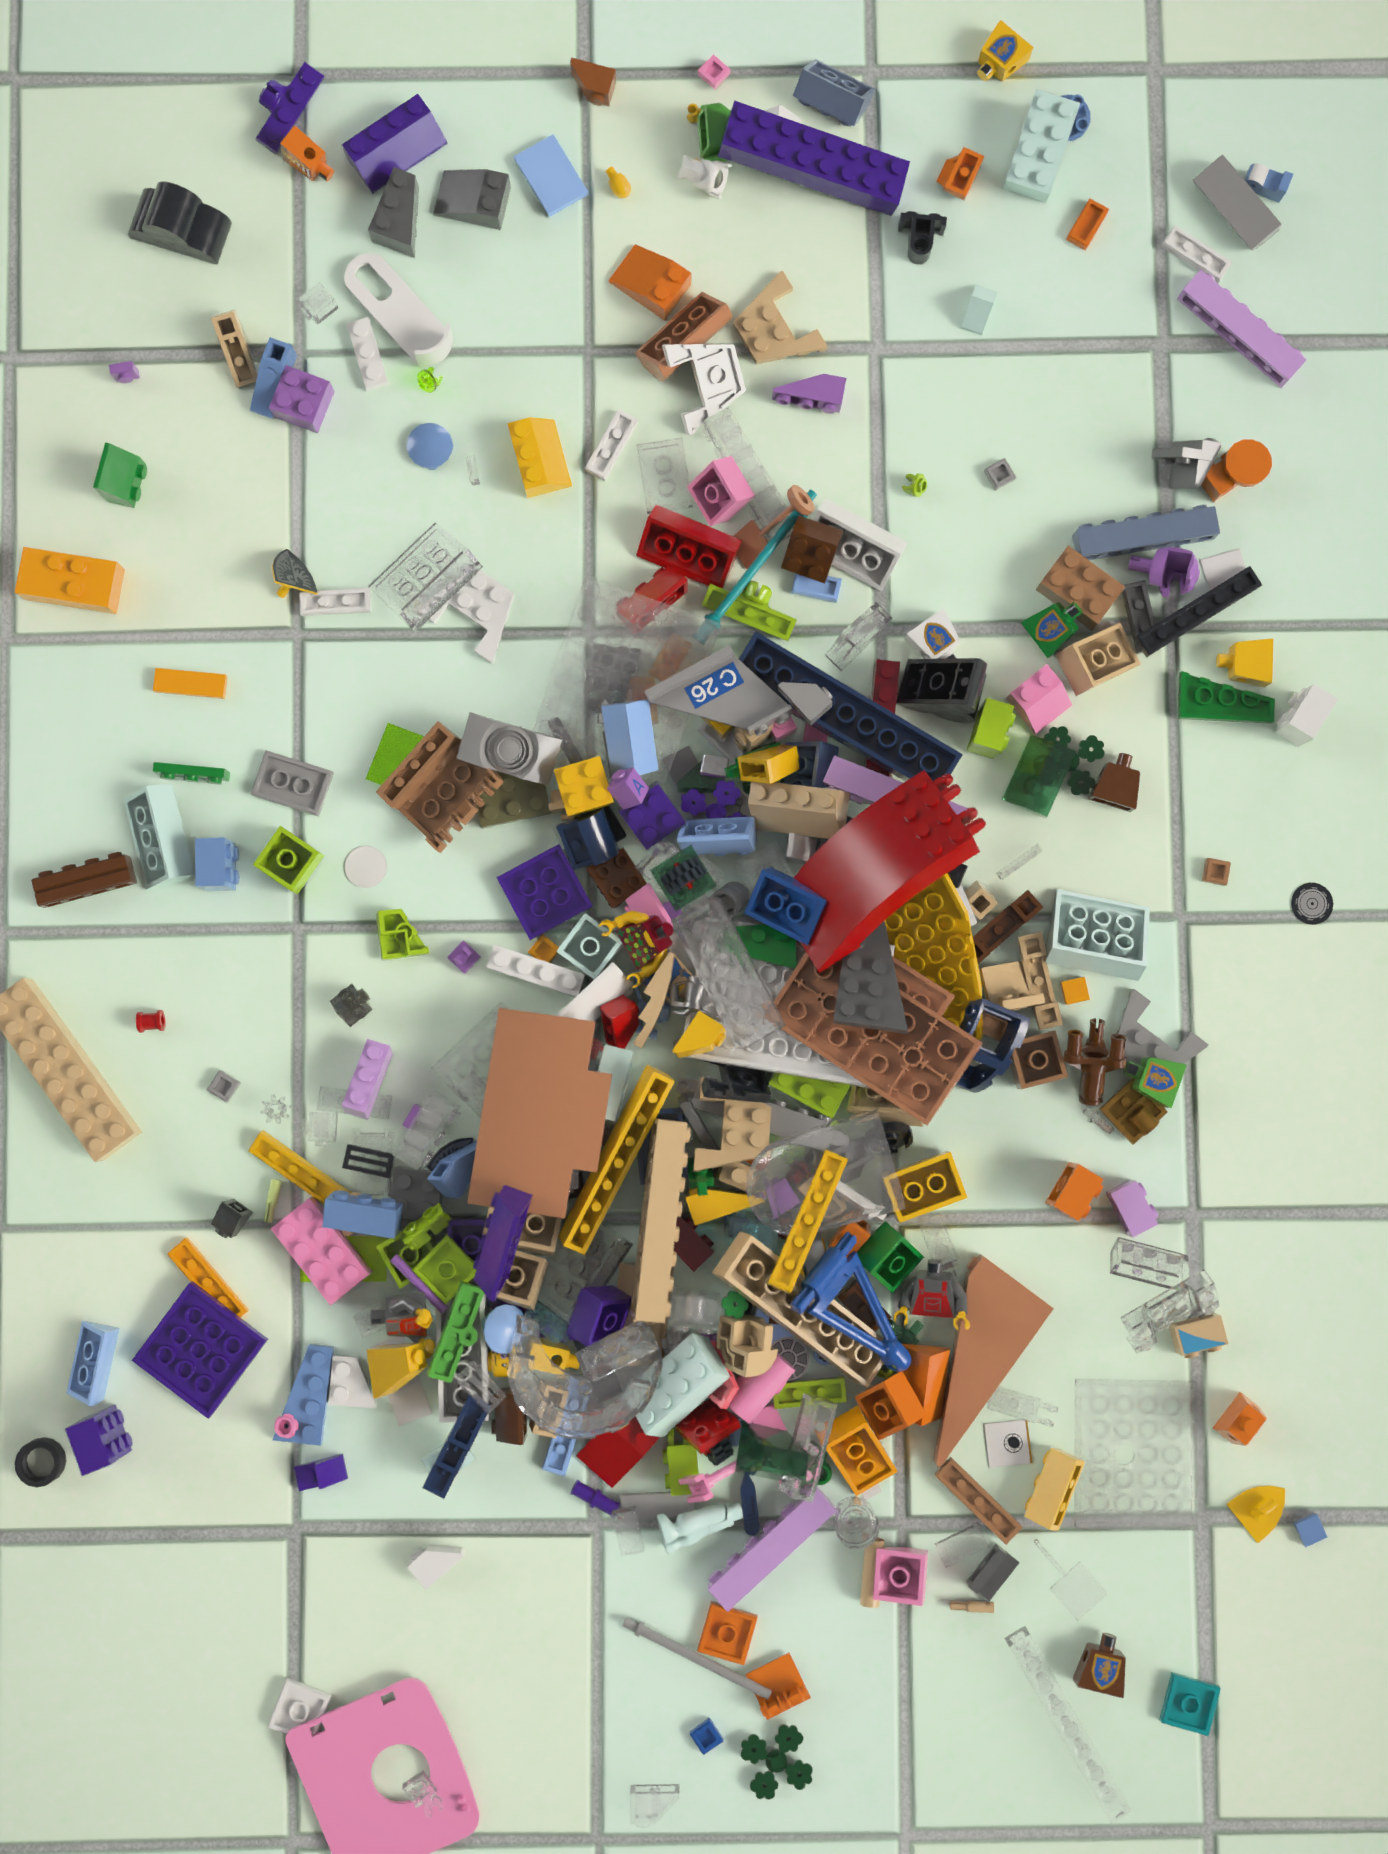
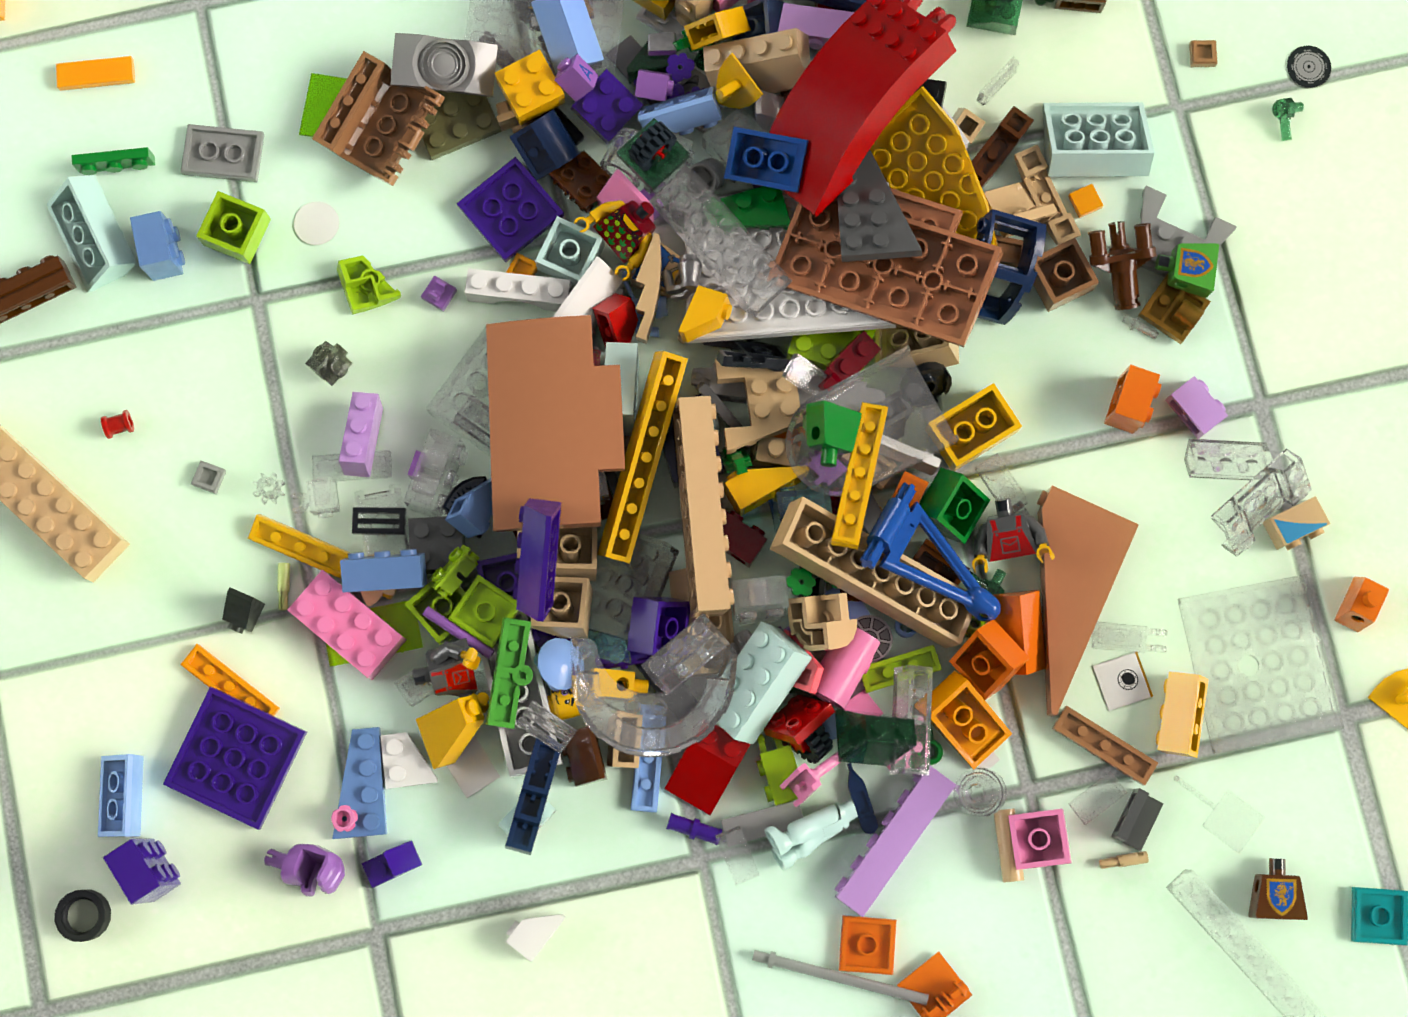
camera: 10 degrees left, 5 degrees down
(243, 1460) = (306, 866): none -> medium lavender piece
(698, 806) = (653, 85): none -> medium lavender brick
(772, 825) = (735, 85): none -> yellow shield
(783, 1114) = (804, 374): none -> clear tile
(791, 1175) = (831, 430): none -> green torso
(822, 1107) = (850, 360): none -> dark red hinge
(1279, 943) = (1284, 110): none -> clear green piece

